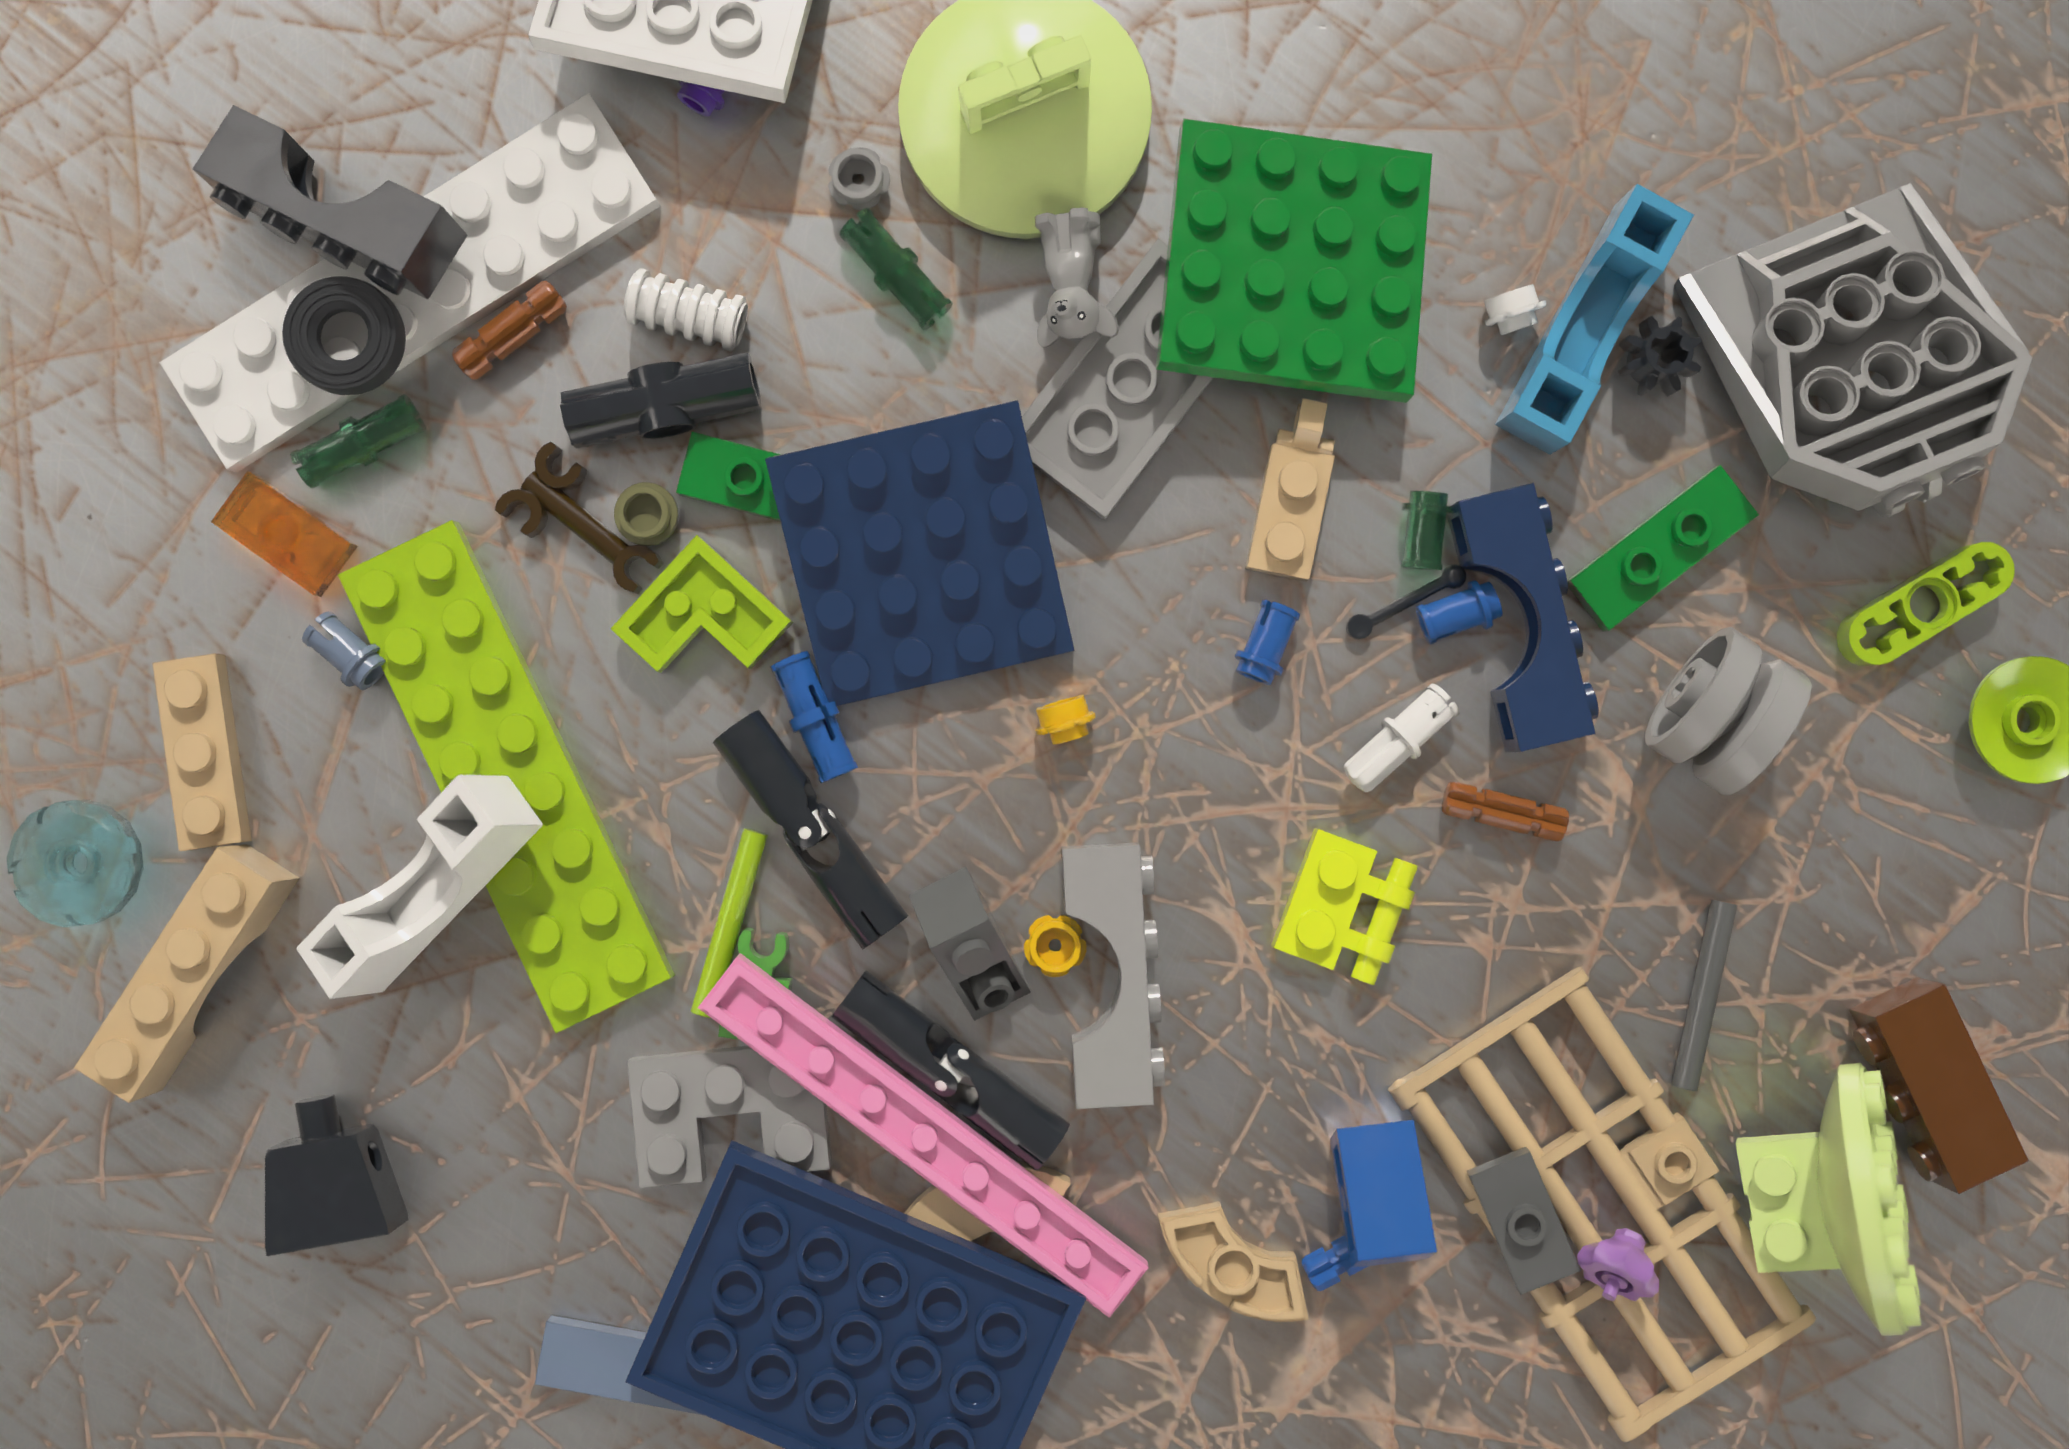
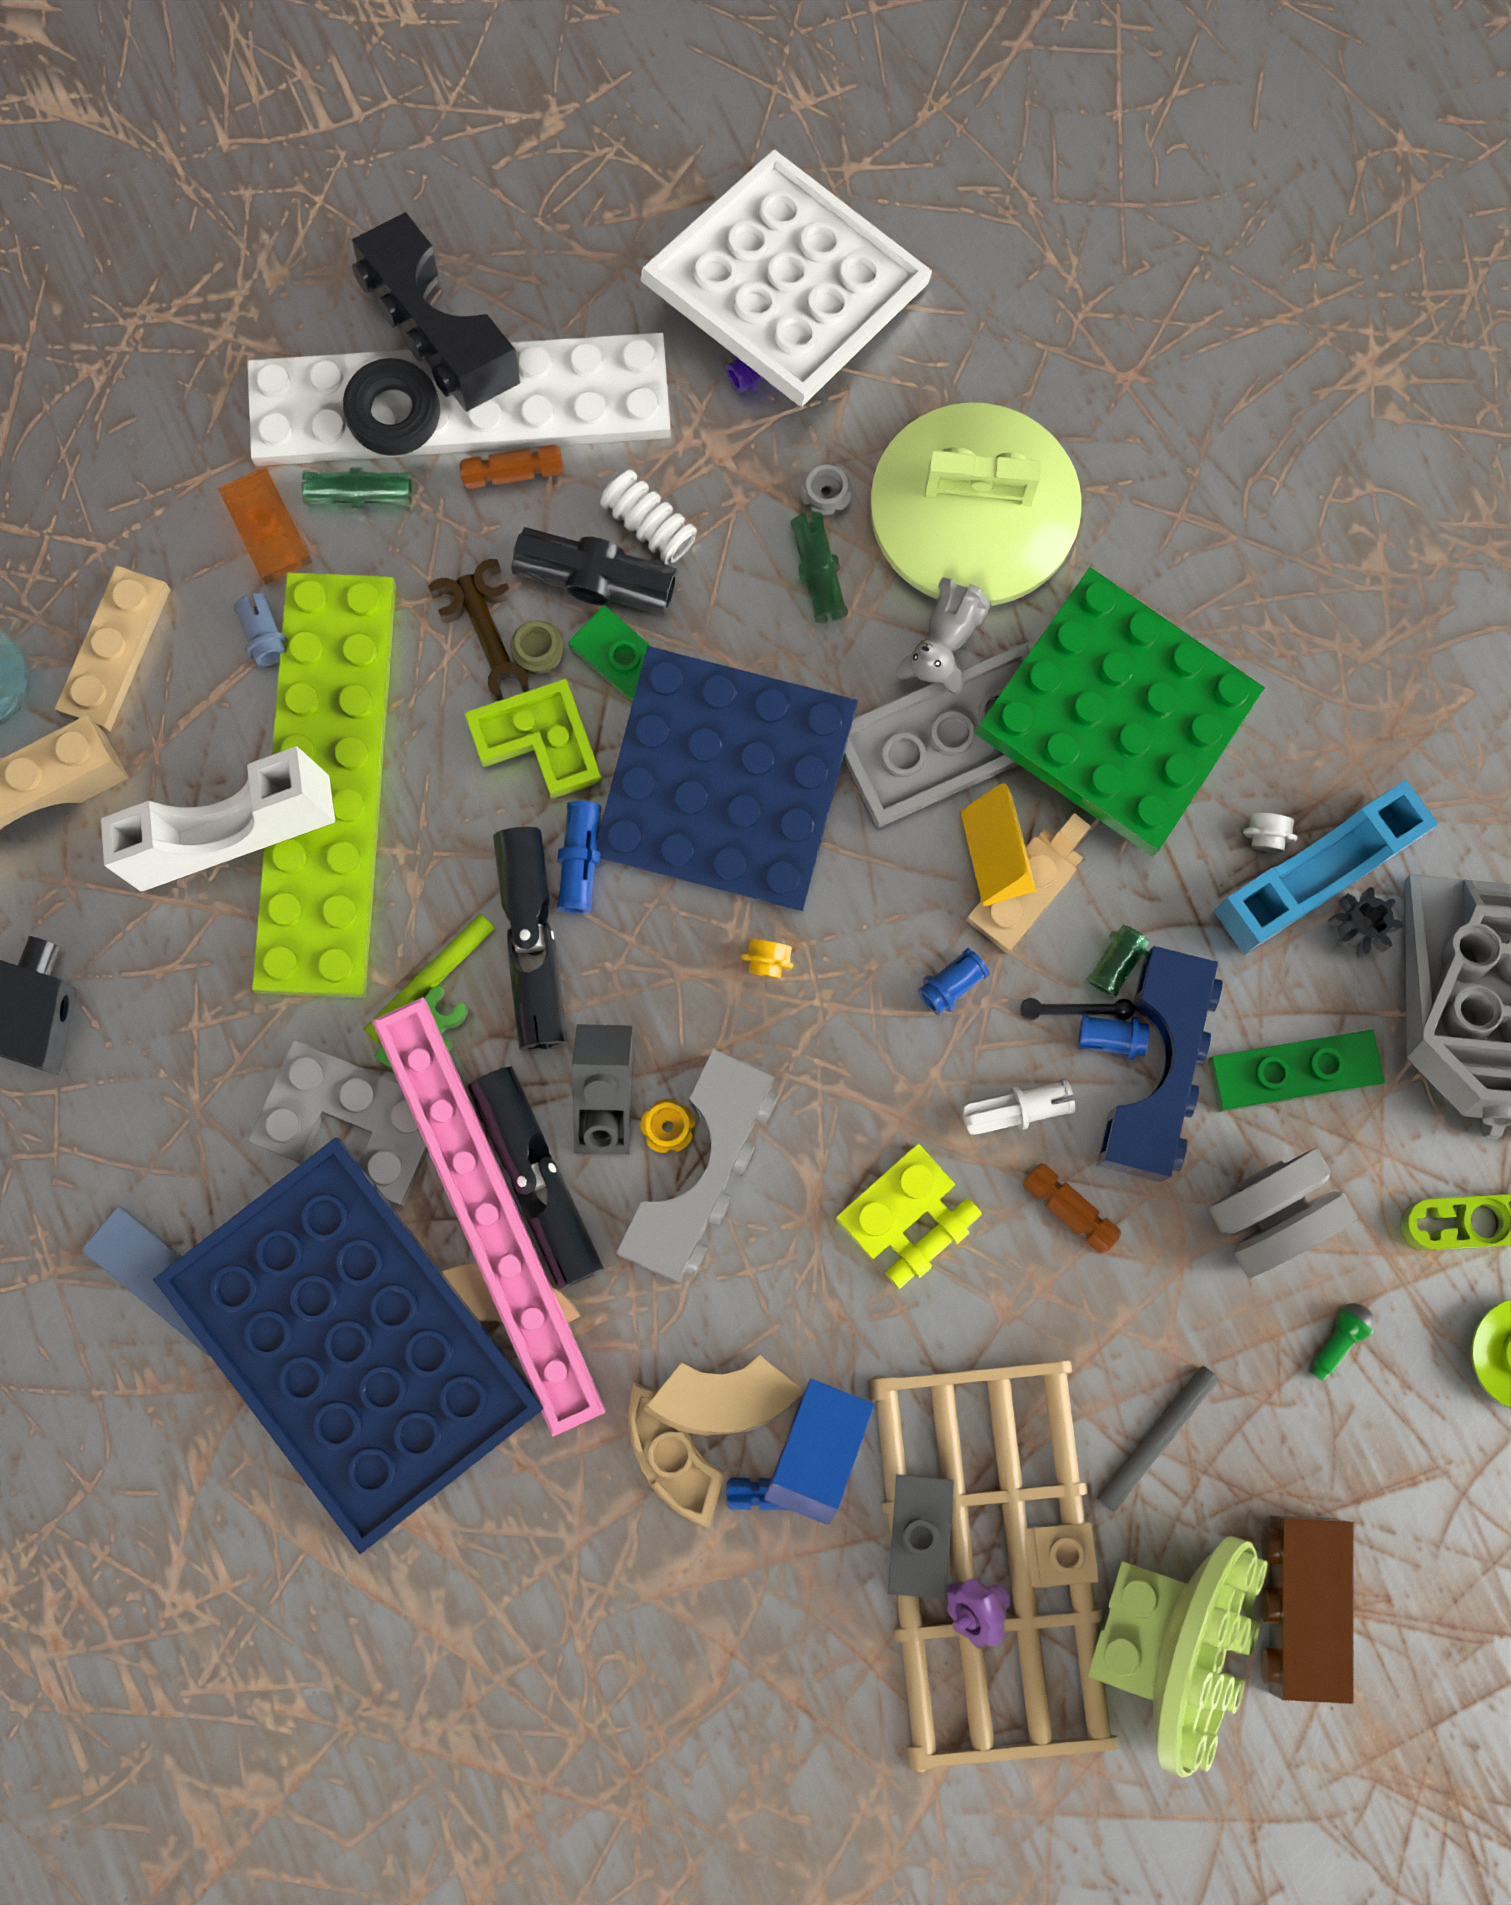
camera: 30 degrees right, 10 degrees down
(1242, 478) = (997, 847): none -> yellow slope
(1261, 1192) = (725, 1402): none -> tan tile
(1843, 780) = (1352, 1325): none -> green piece

